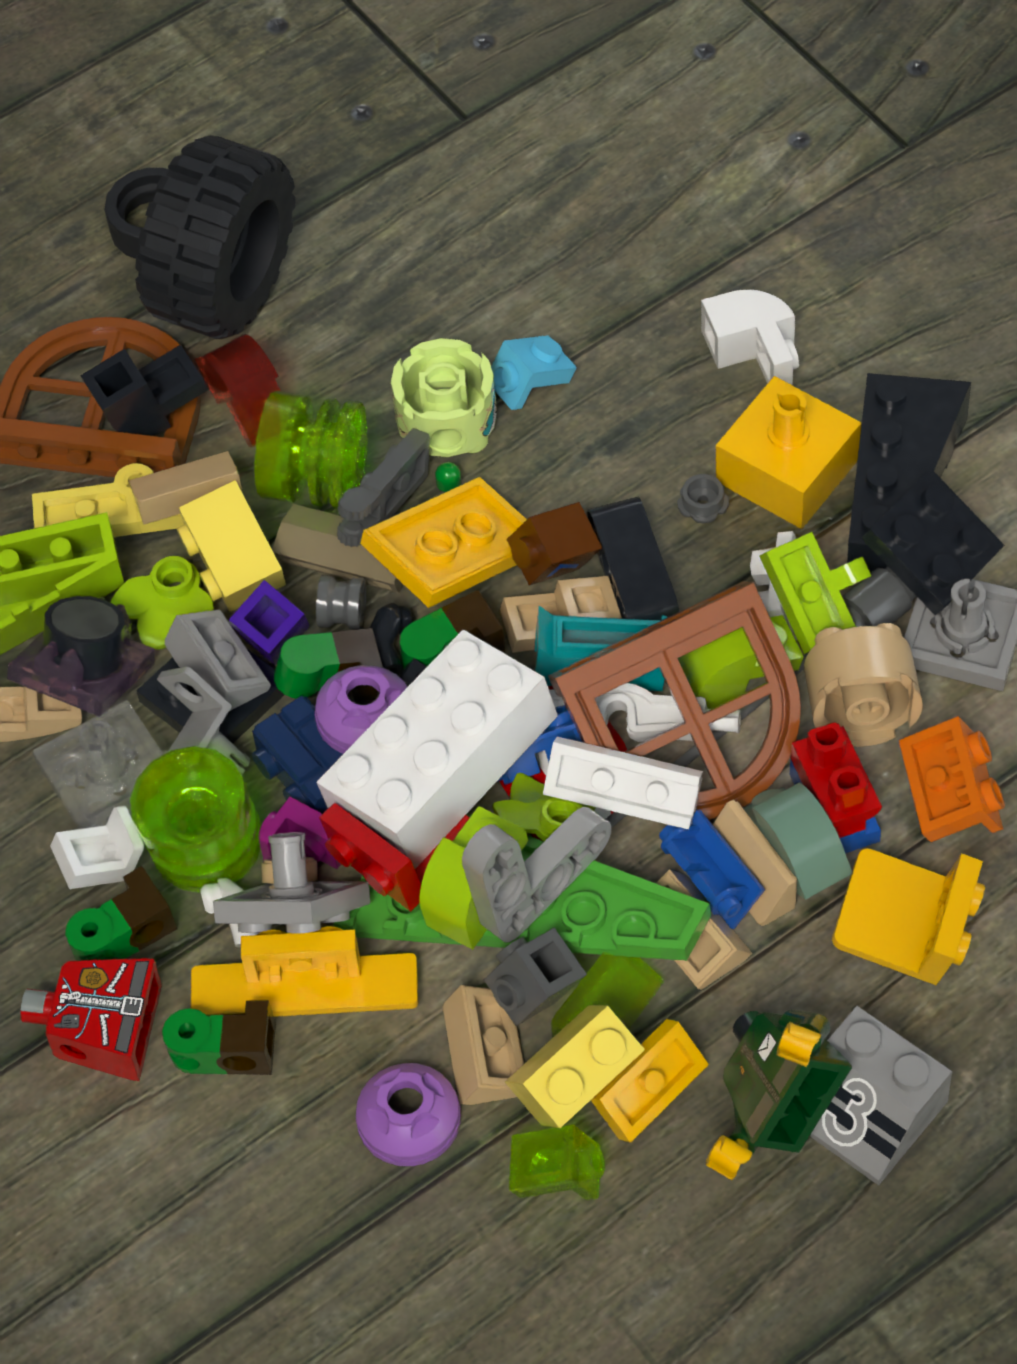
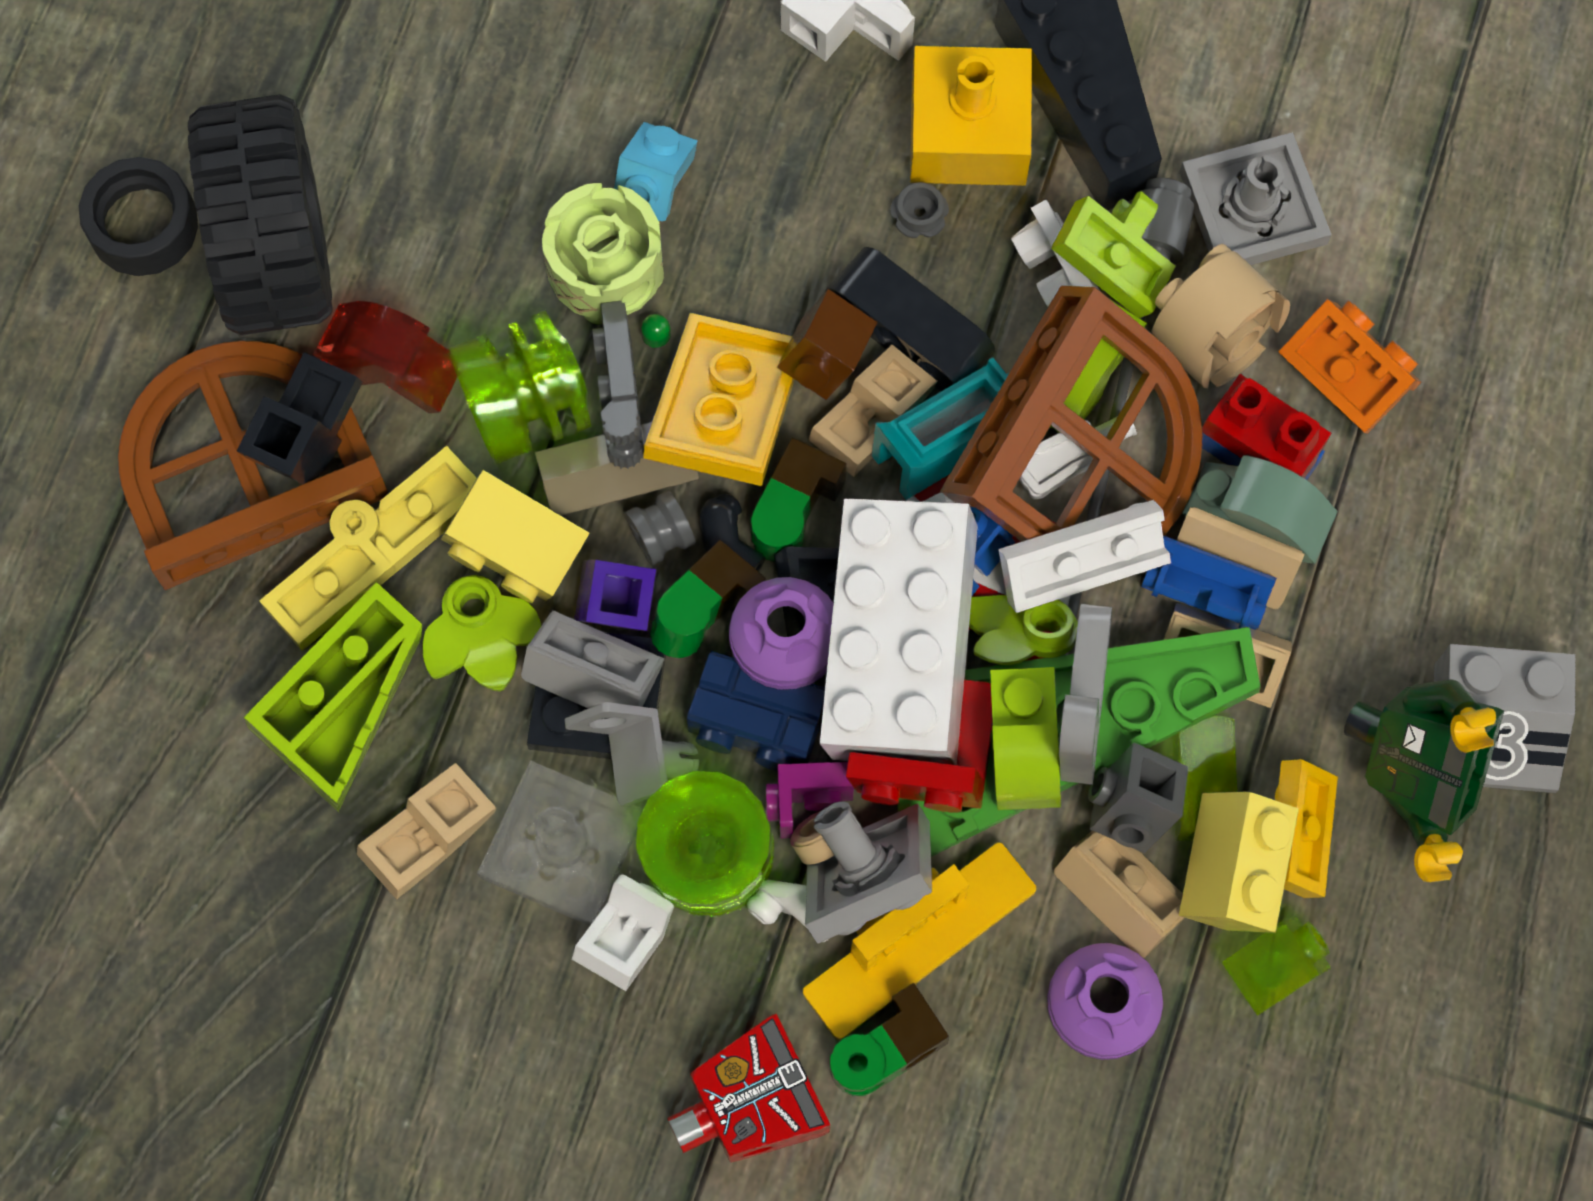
camera: 40 degrees left, 15 degrees up
(79, 654) = (449, 734): piece -> none
(123, 923) = (694, 1015): leg -> none
(165, 491) = (417, 499): tan slope -> none
(908, 914) = (1417, 518): yellow bracket -> none
(932, 540) = (1185, 135): black plate -> none

